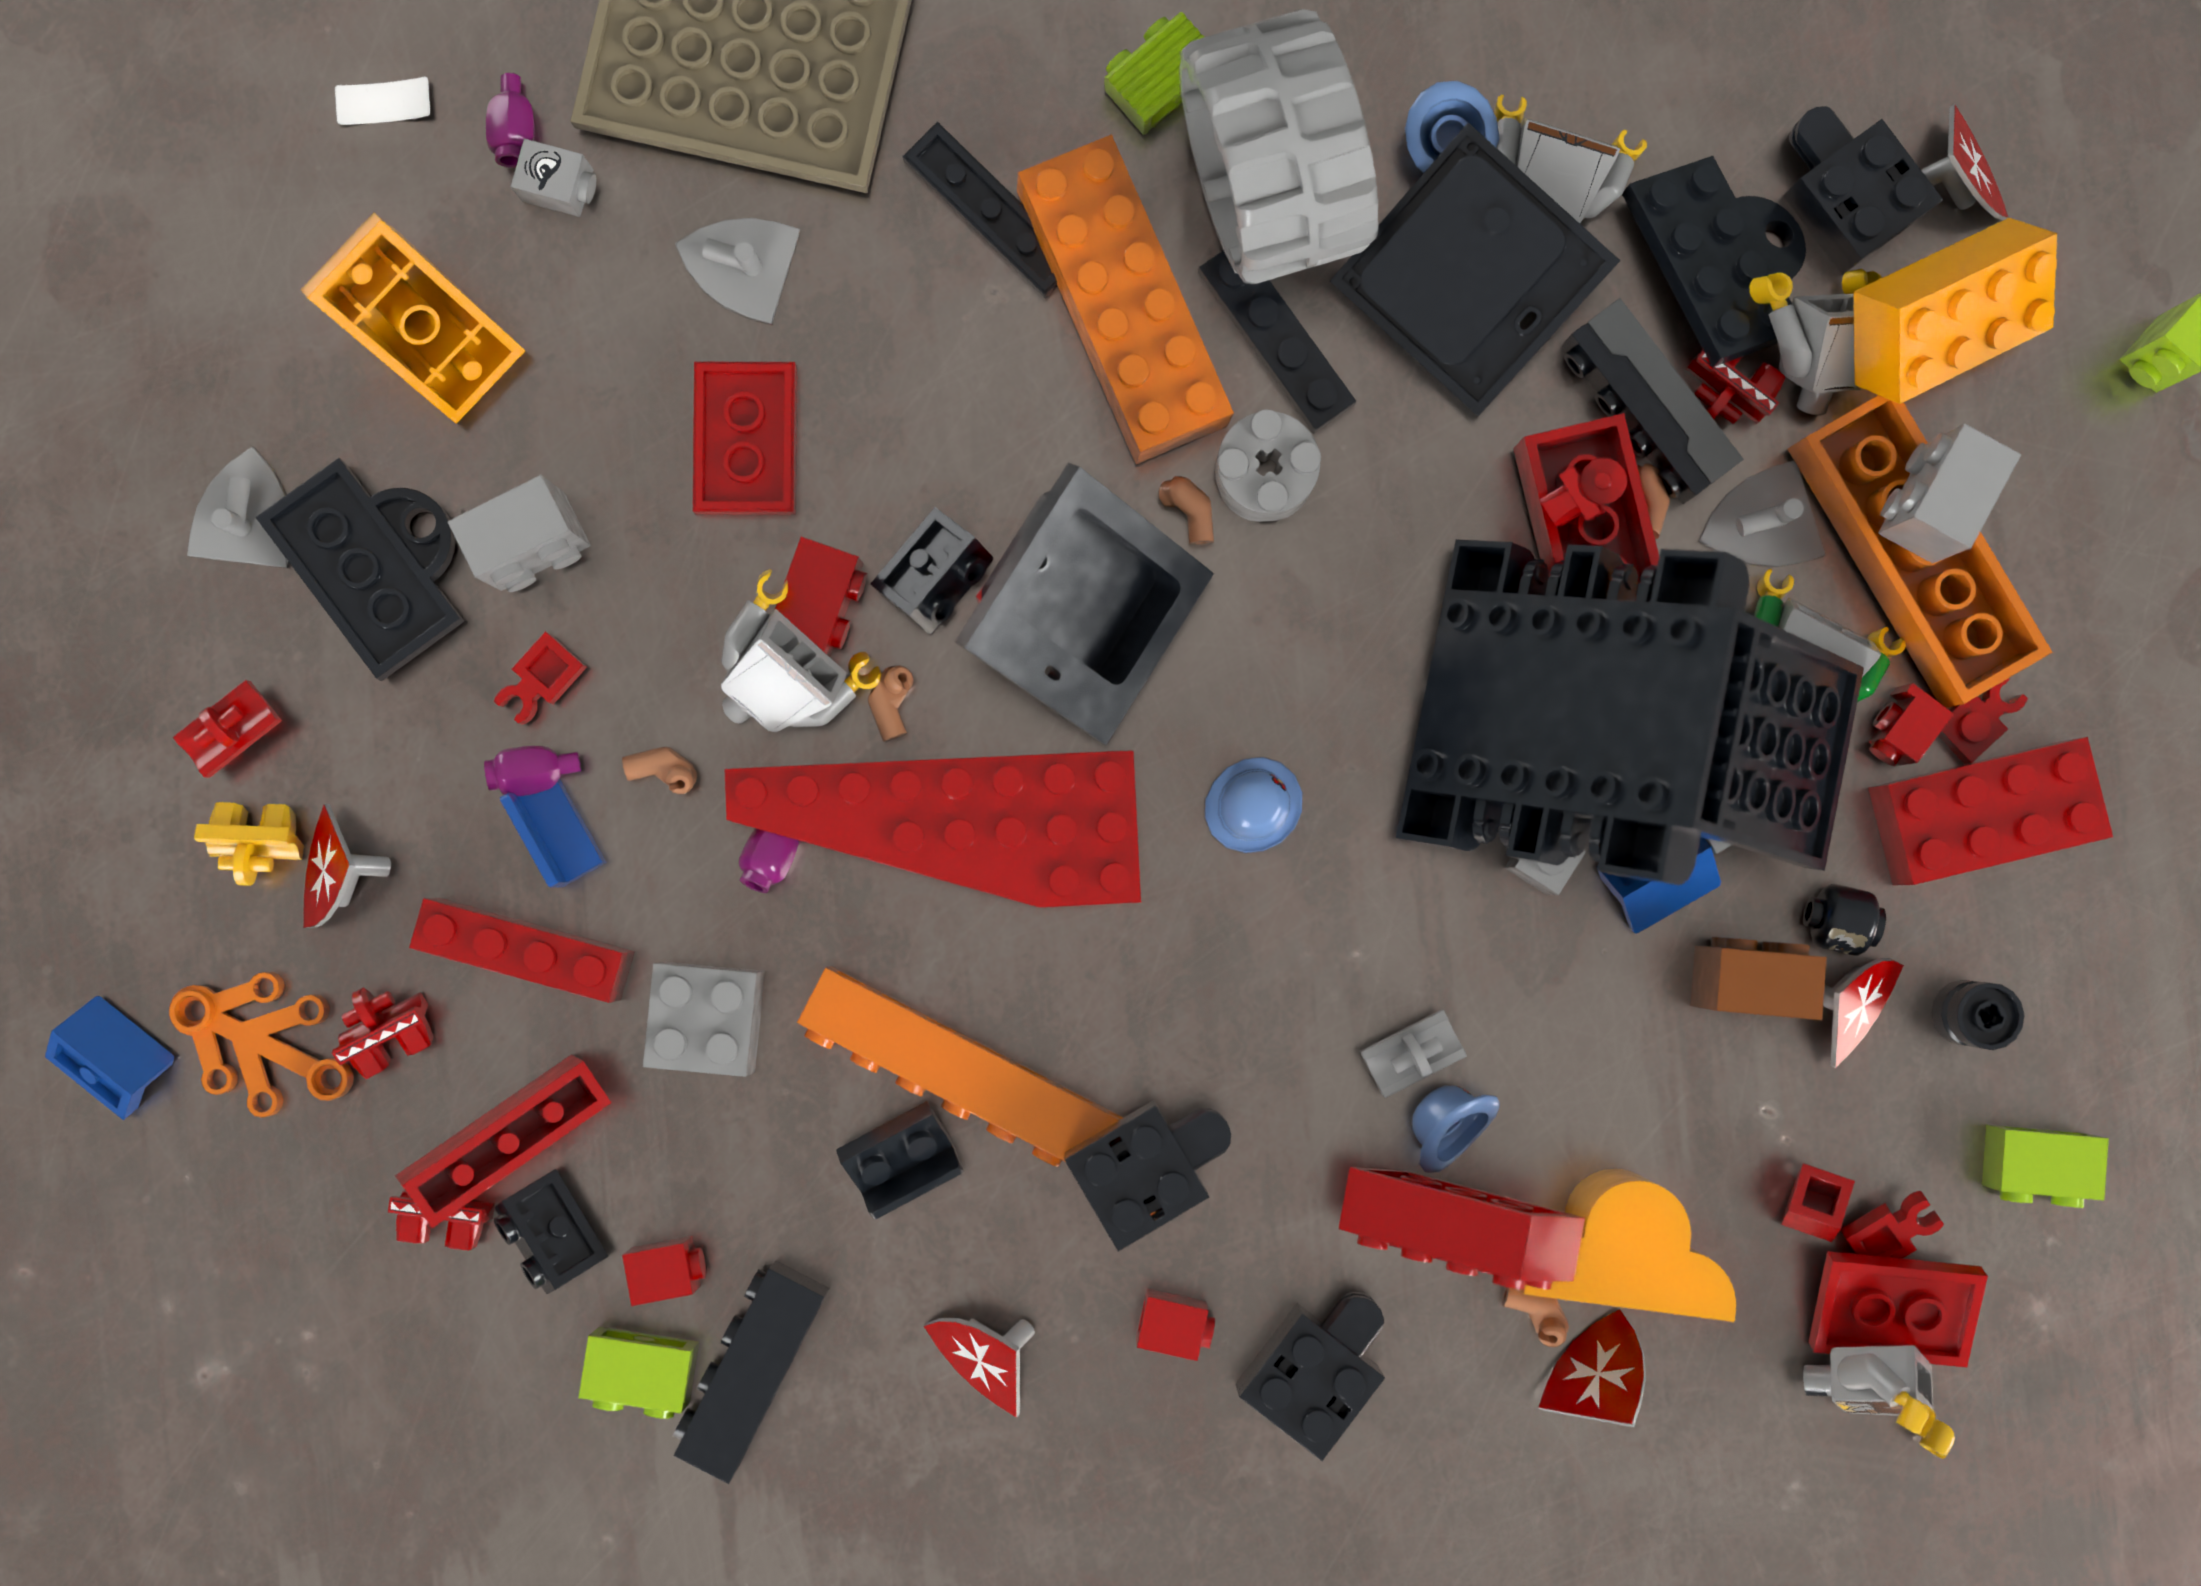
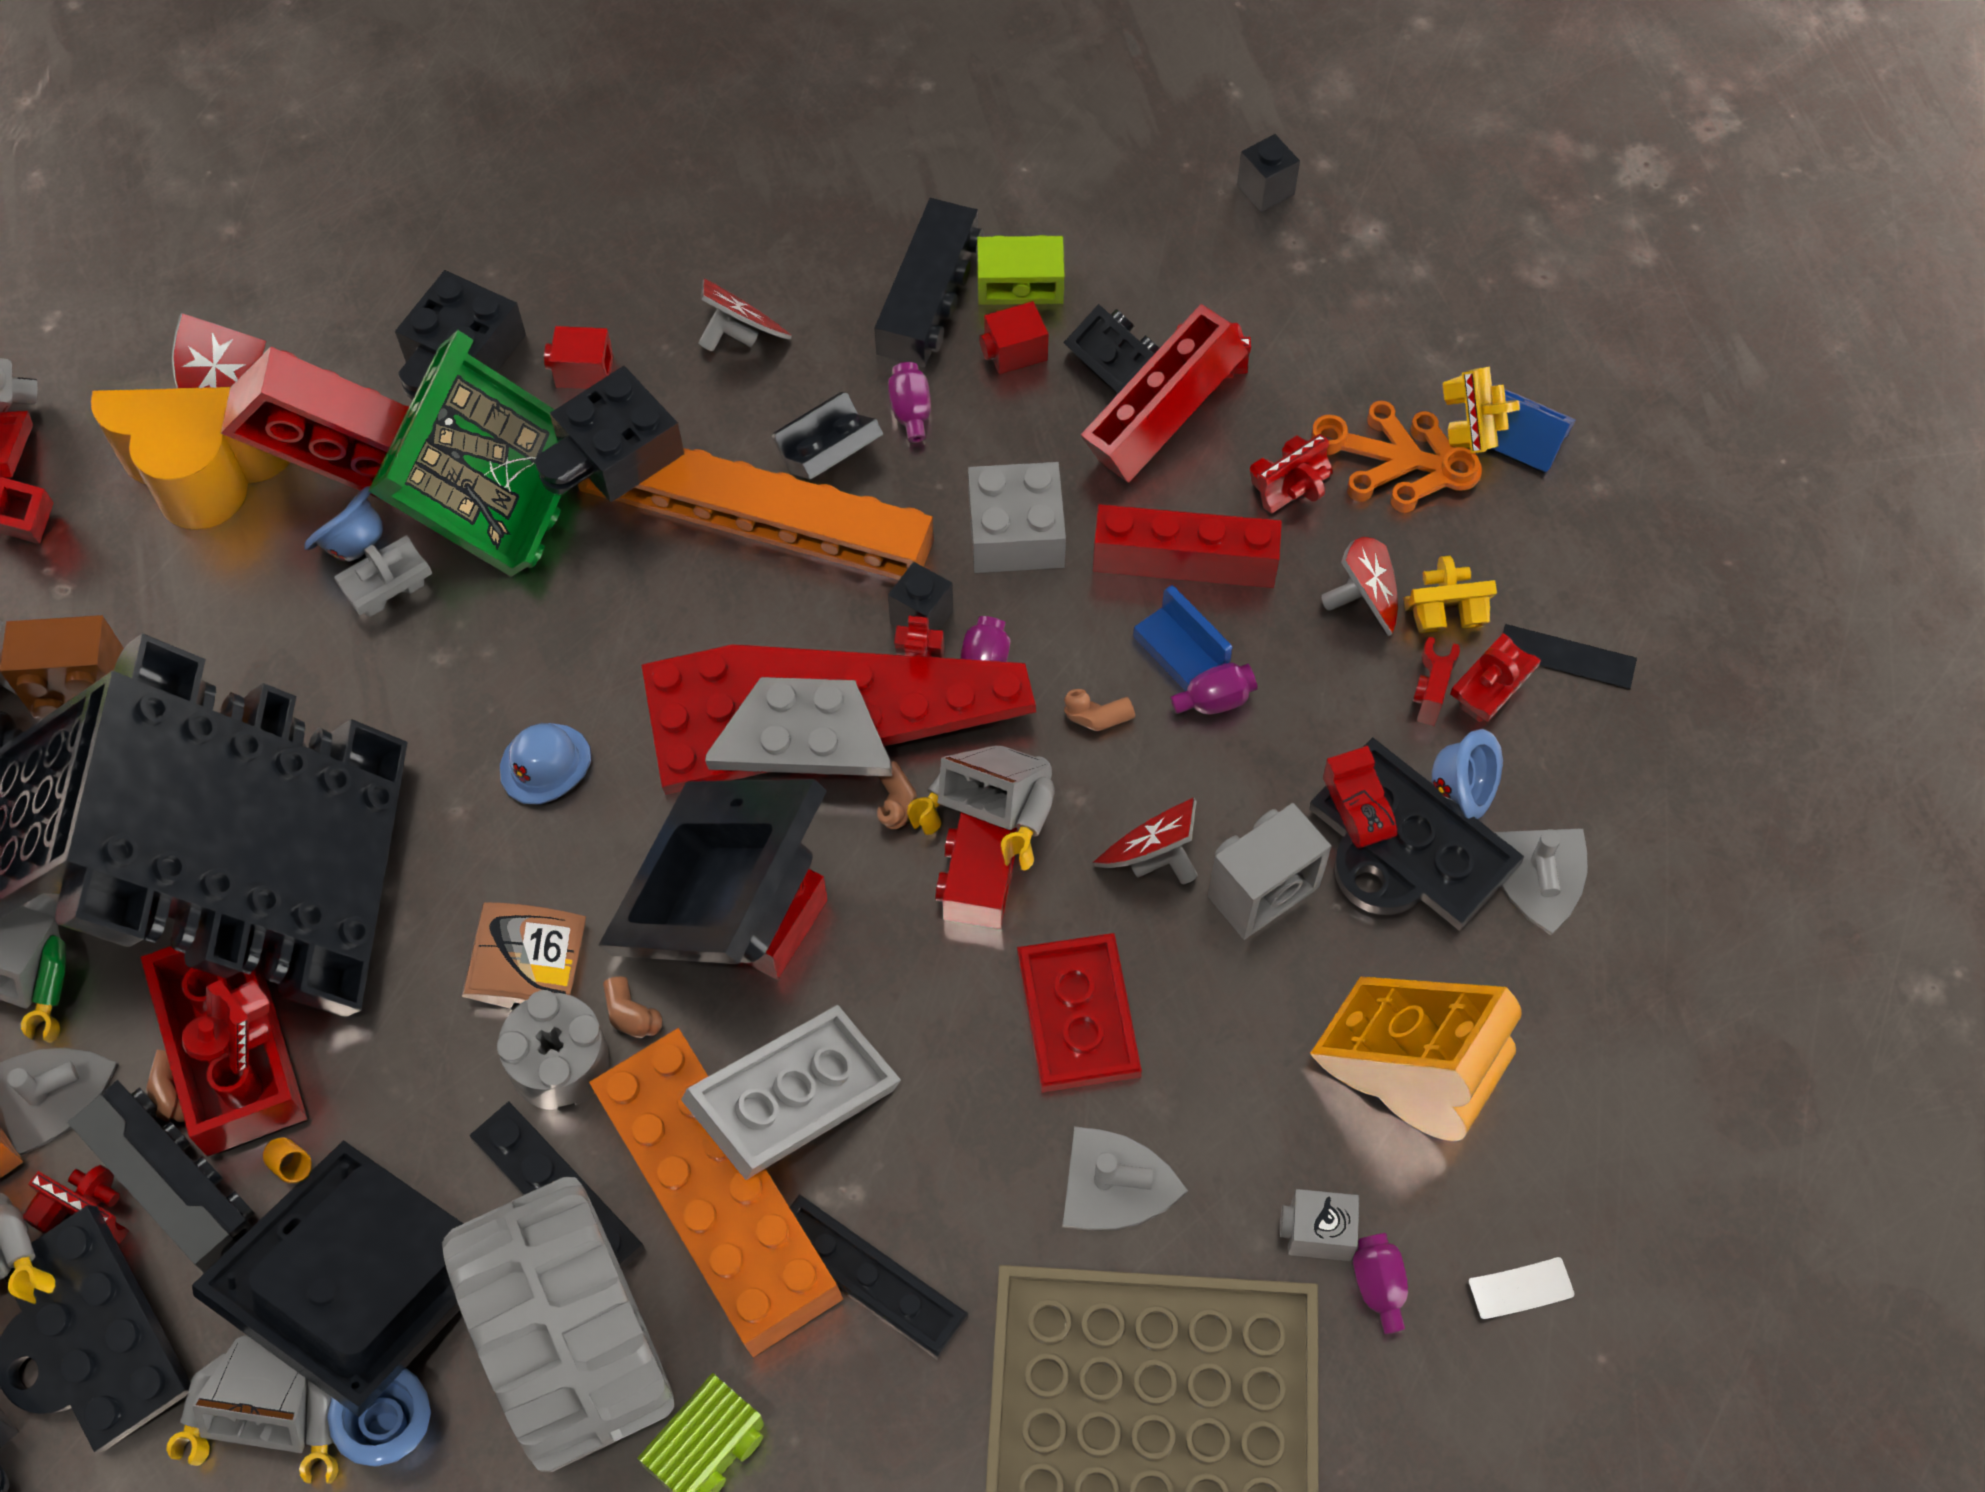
camera: 175 degrees right, 25 degrees down
(143, 761) = (1575, 656): none -> black sticker
(144, 1061) = (1484, 410): none -> yellow hips
(290, 622) = (1470, 772): none -> medium blue hat
(296, 731) = (1432, 689): none -> red plate
(311, 1468) = (1268, 172): none -> black brick
(406, 599) = (1359, 797): none -> red leg
(545, 672) = (1223, 771): red plate -> none
(630, 598) = (1156, 844): none -> shield
(799, 1206) = (910, 399): none -> magenta plant
(827, 924) = (921, 595): none -> black brick
(838, 869) = (919, 639): none -> red plate
(933, 570) = (874, 912): black bracket -> none
(975, 775) = (801, 729): none -> light grey wing
(1036, 371) = (790, 1091): none -> light grey plate
(1290, 581) = (522, 952): none -> slope
(1298, 1176) = (470, 460): none -> panel
(1532, 397) = (299, 1166): none -> light orange piece

